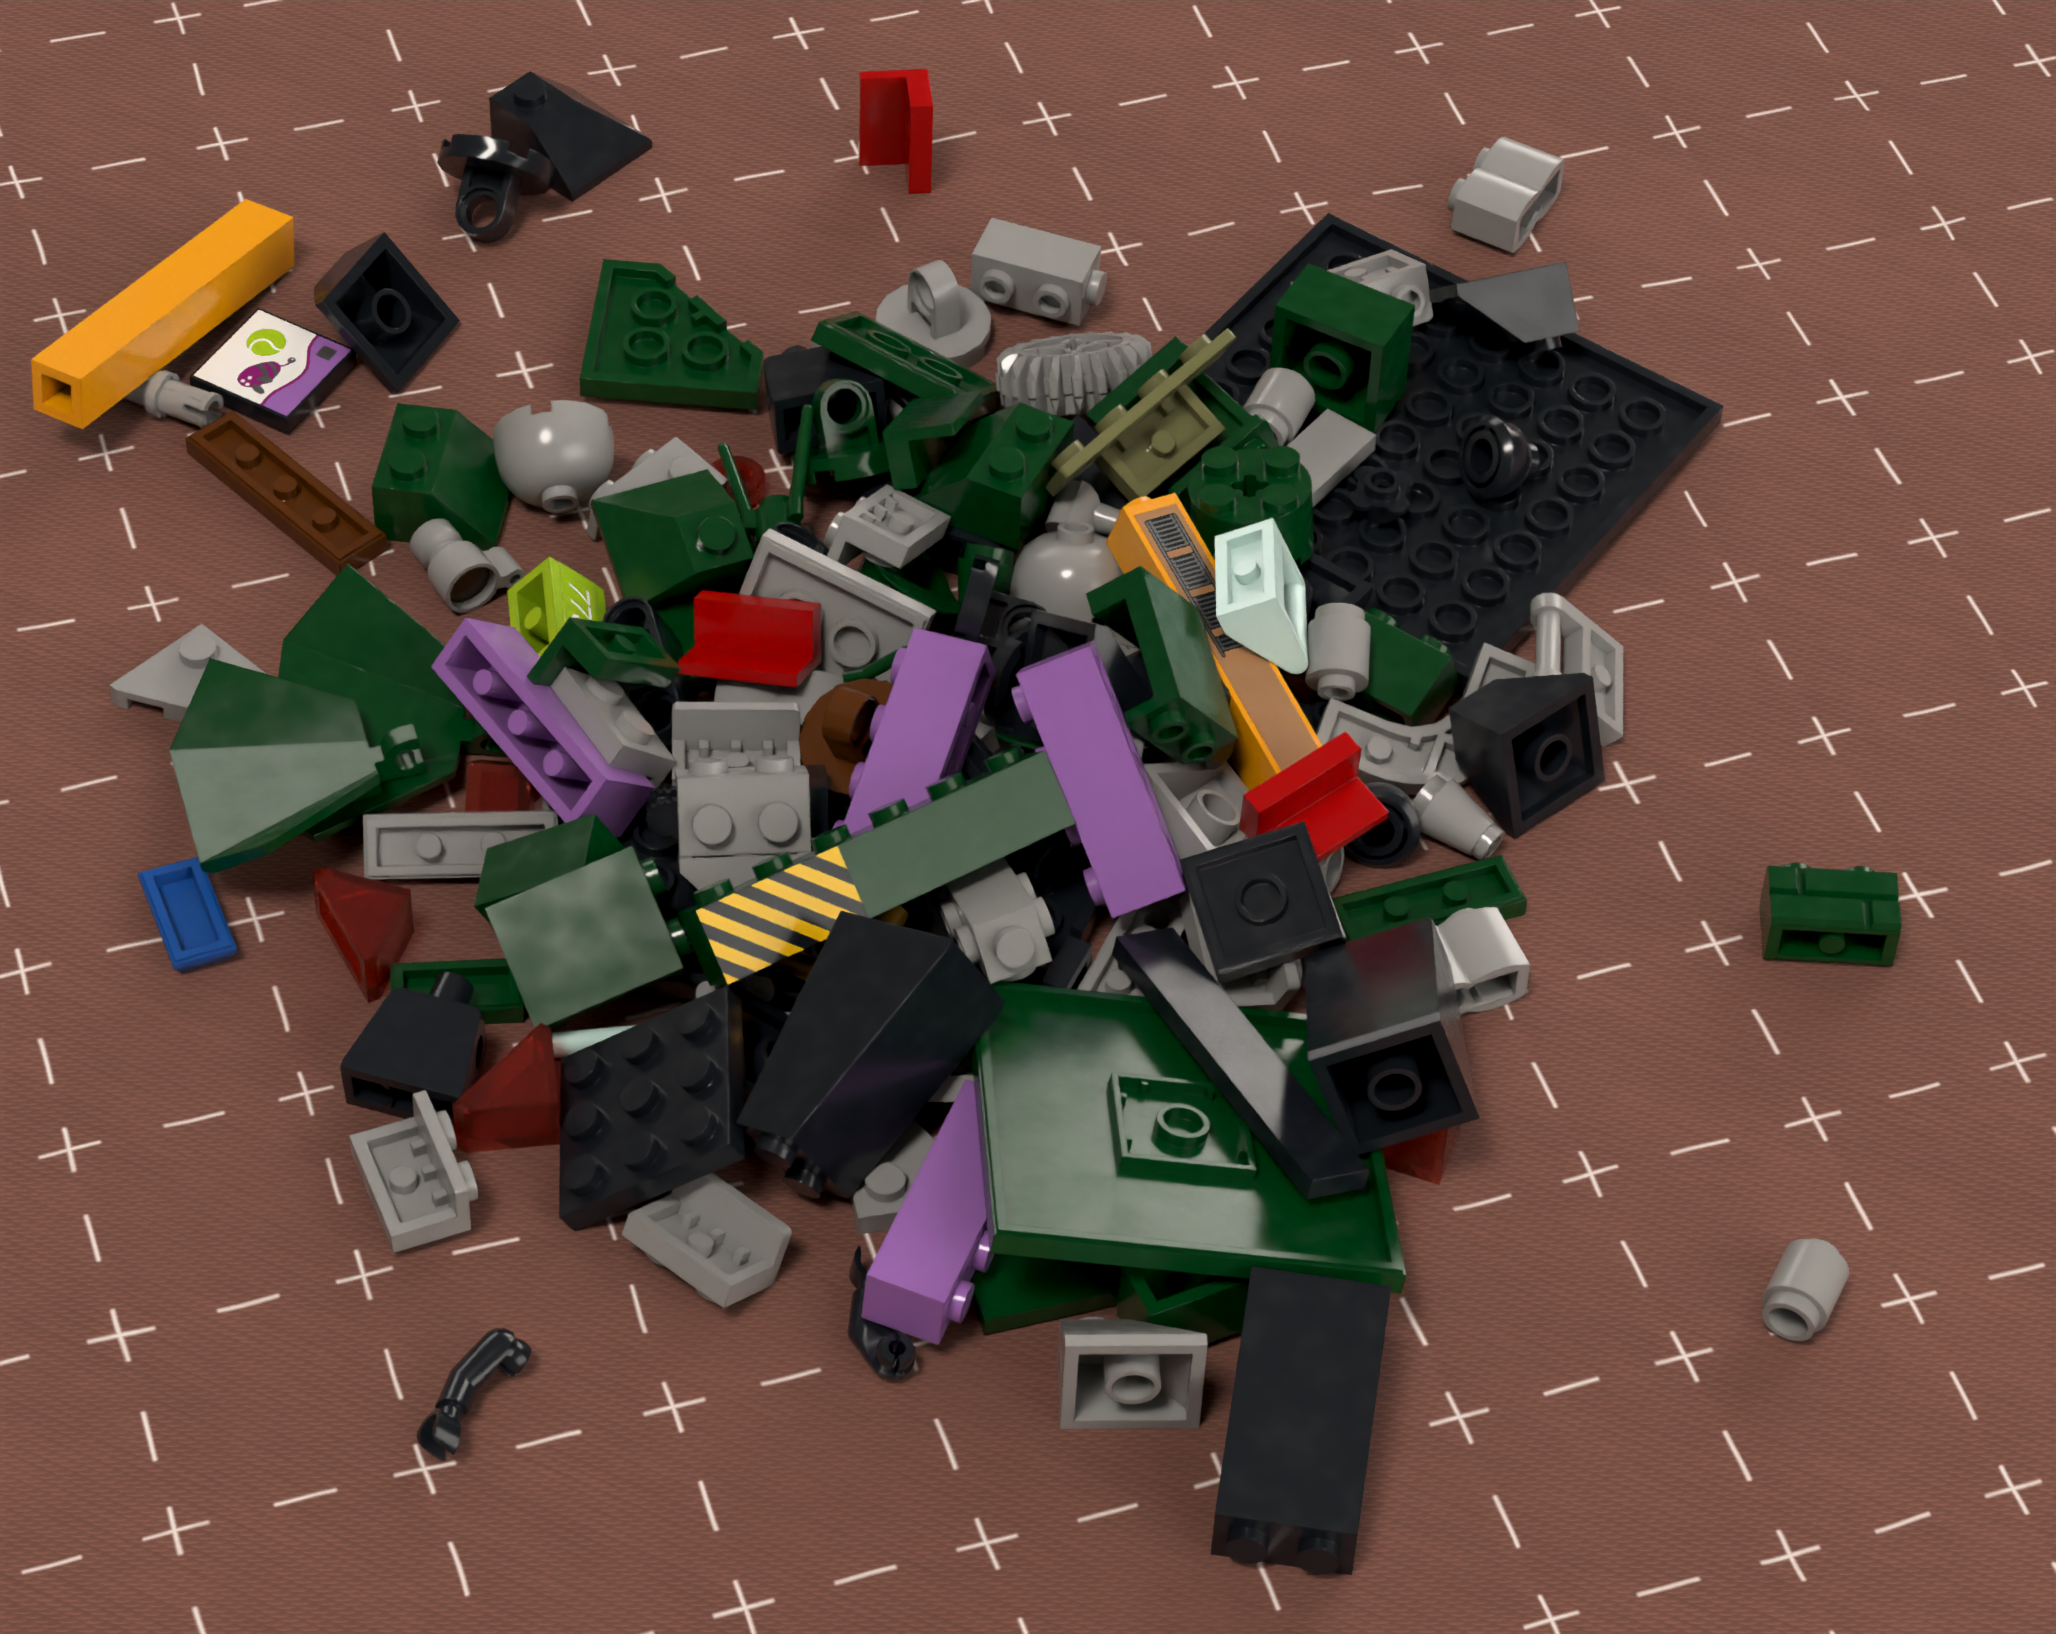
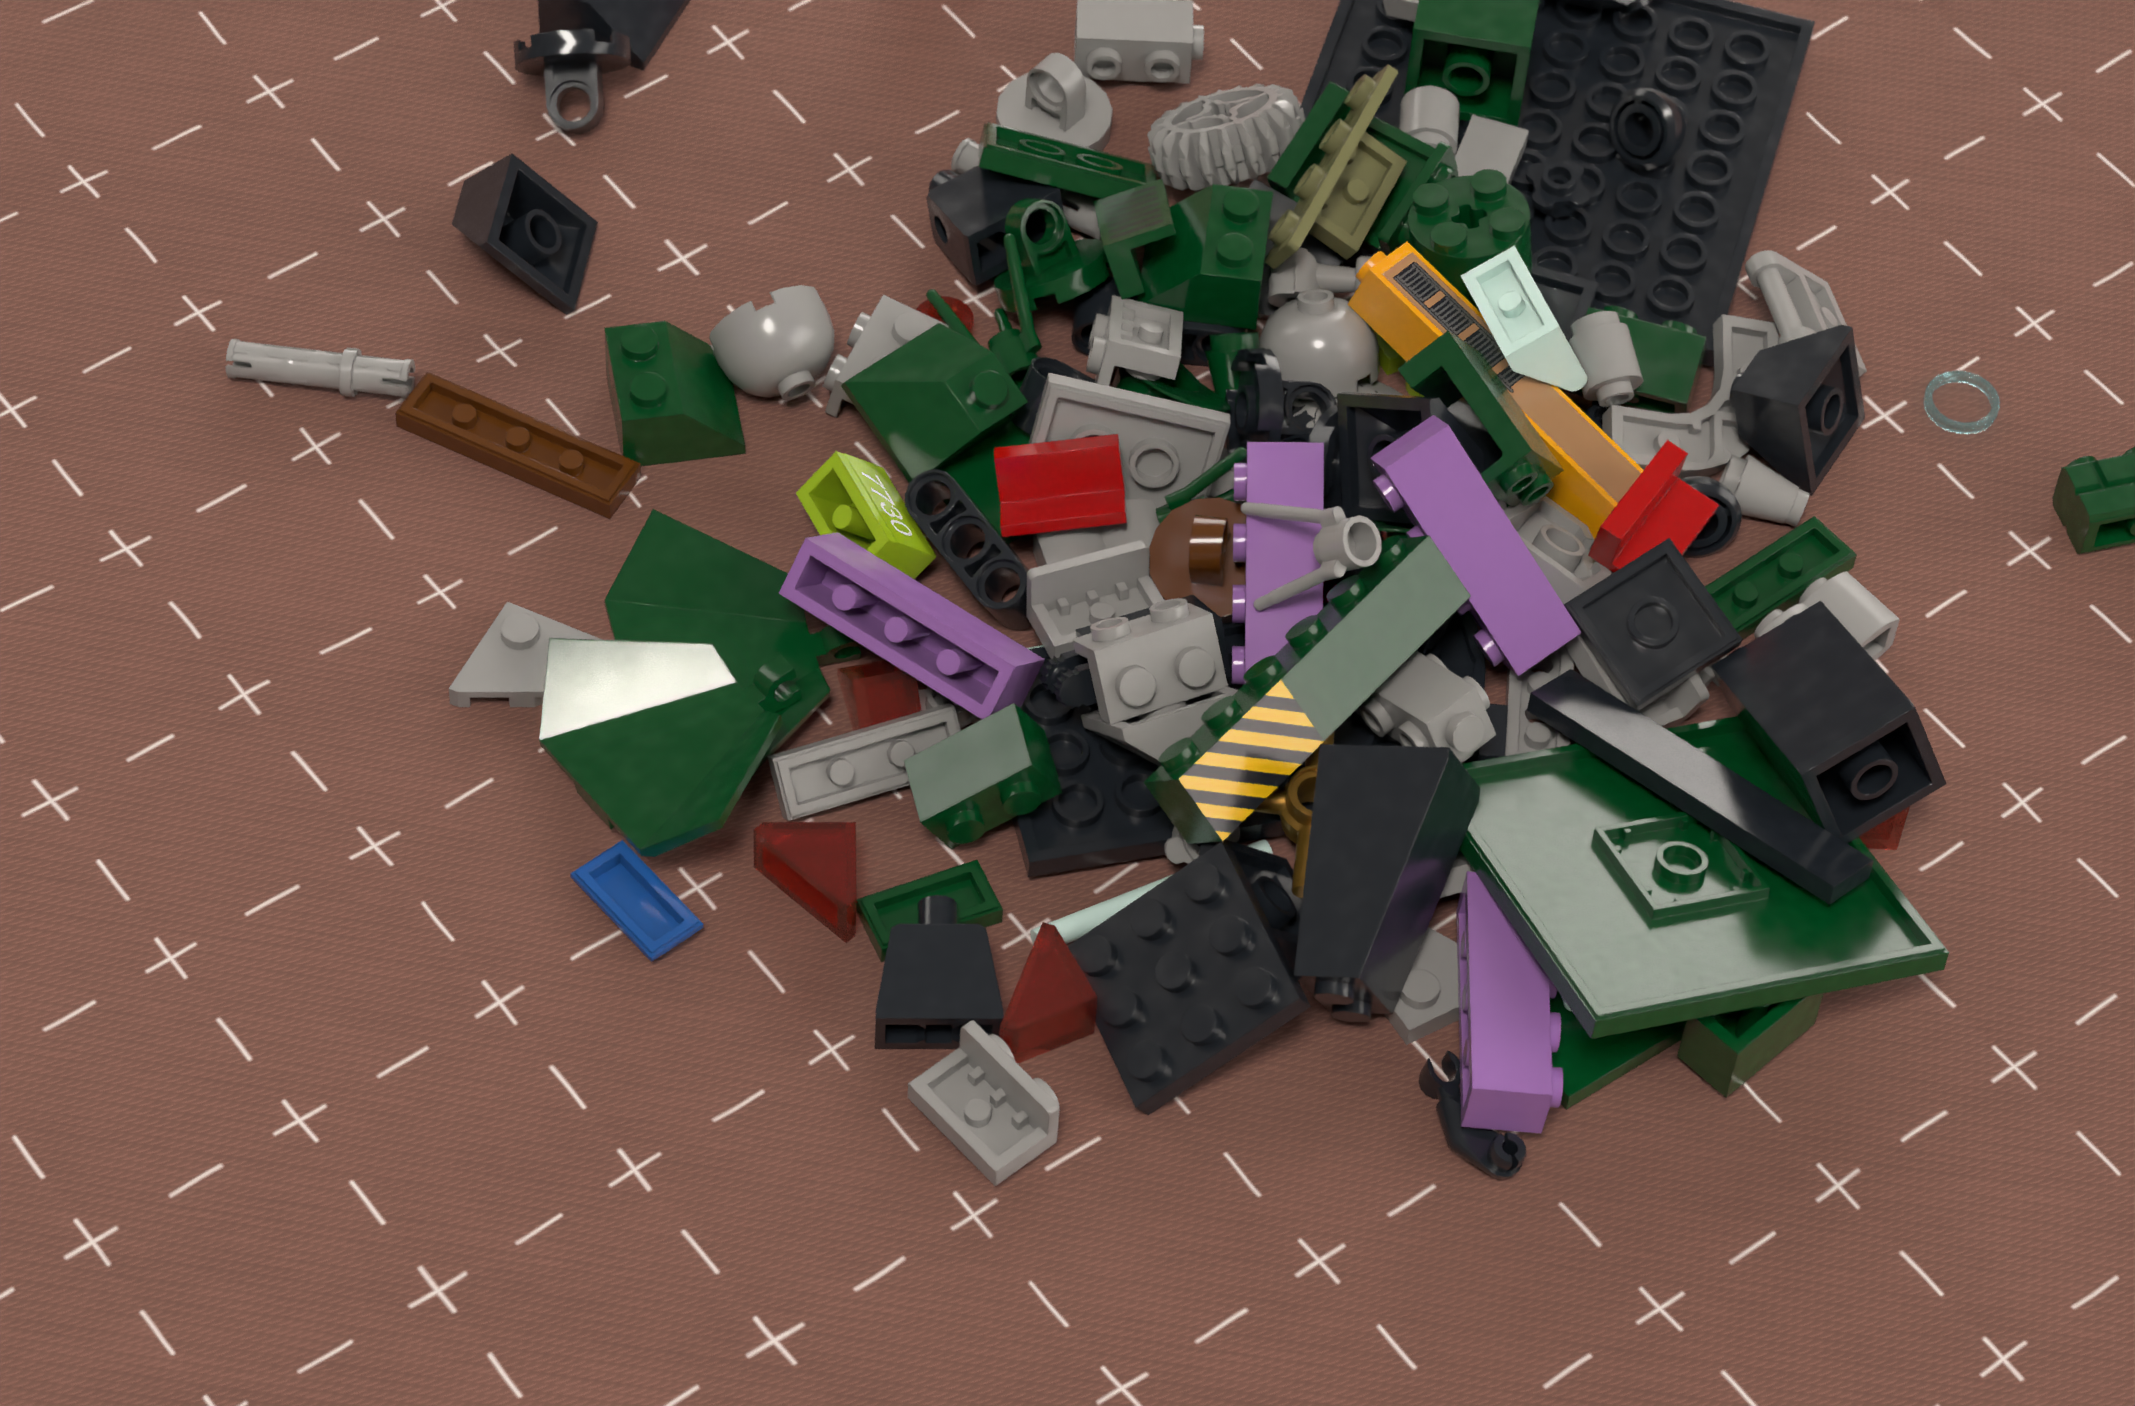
camera: 20 degrees left, 5 degrees up
(162, 314) = (323, 291): light orange brick -> none
(274, 370) = (444, 319): tile -> none
(459, 568) = (730, 482): light grey piece -> none
(494, 1350) = (1141, 1258): black arm -> none
(589, 937) = (1055, 829): dark green panel -> none
(605, 653) = (950, 534): dark green panel -> none
(614, 725) = (978, 605): light grey bracket -> none
(663, 345) = (812, 200): dark green plate -> none
(712, 1239) = (1291, 1090): light grey bracket -> none
(949, 738) = (1338, 547): none -> light grey plant
(1129, 1375) = (1725, 1111): light grey slope -> none
(1300, 1421) = (1901, 1114): black slope -> none
(1706, 814) = (1955, 426): none -> clear light blue piece

